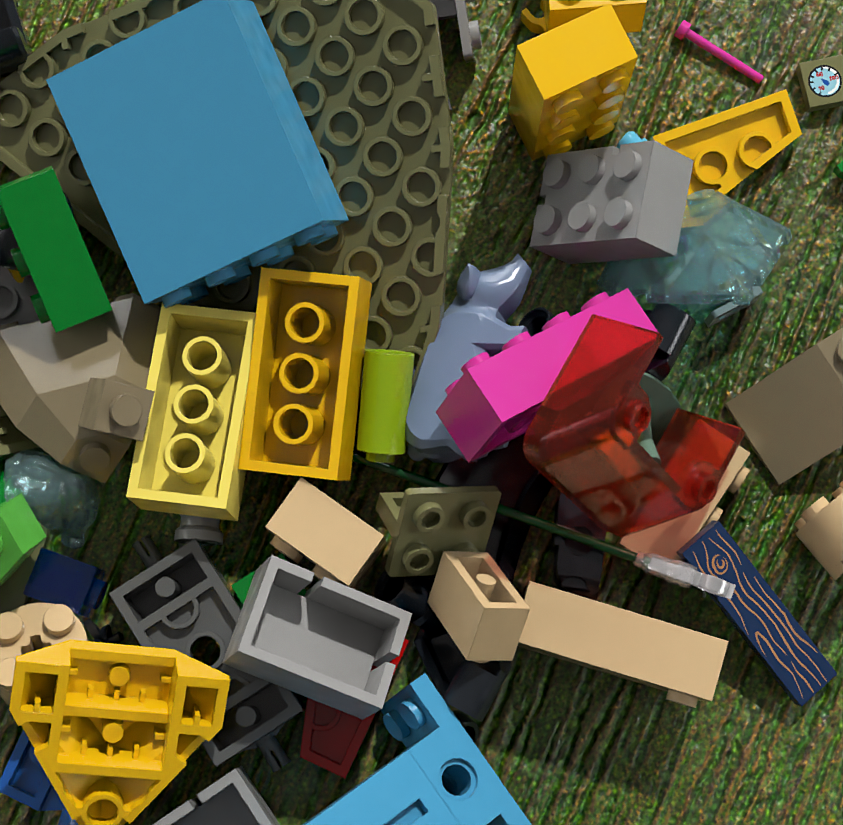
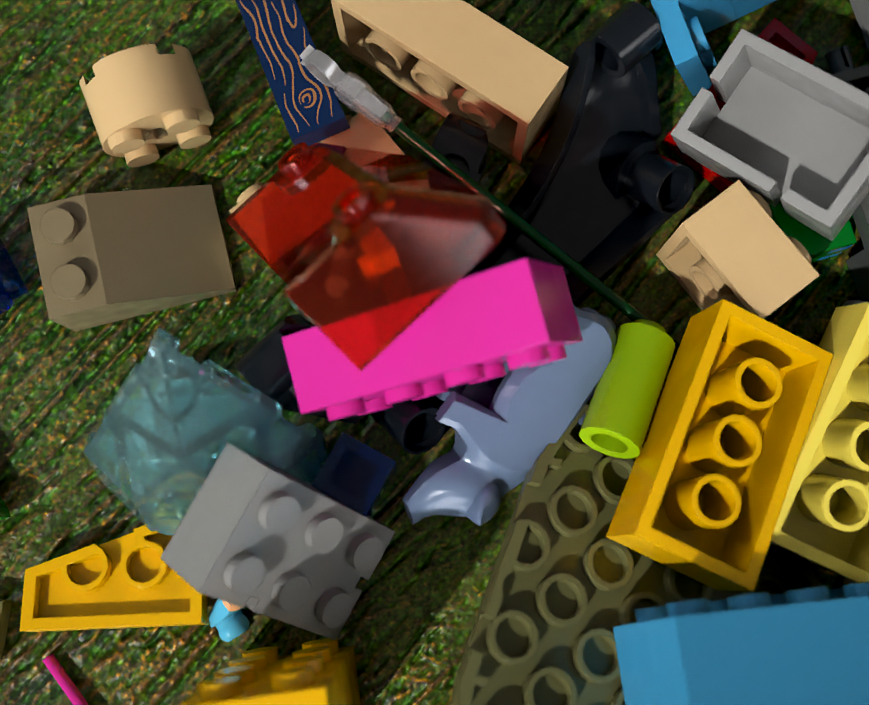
camera: 160 degrees left, 0 degrees up
(435, 521) = (613, 229): olive bracket -> none
(478, 606) = (594, 117): tan brick -> none
(573, 277) = (355, 474): none -> clear blue brick

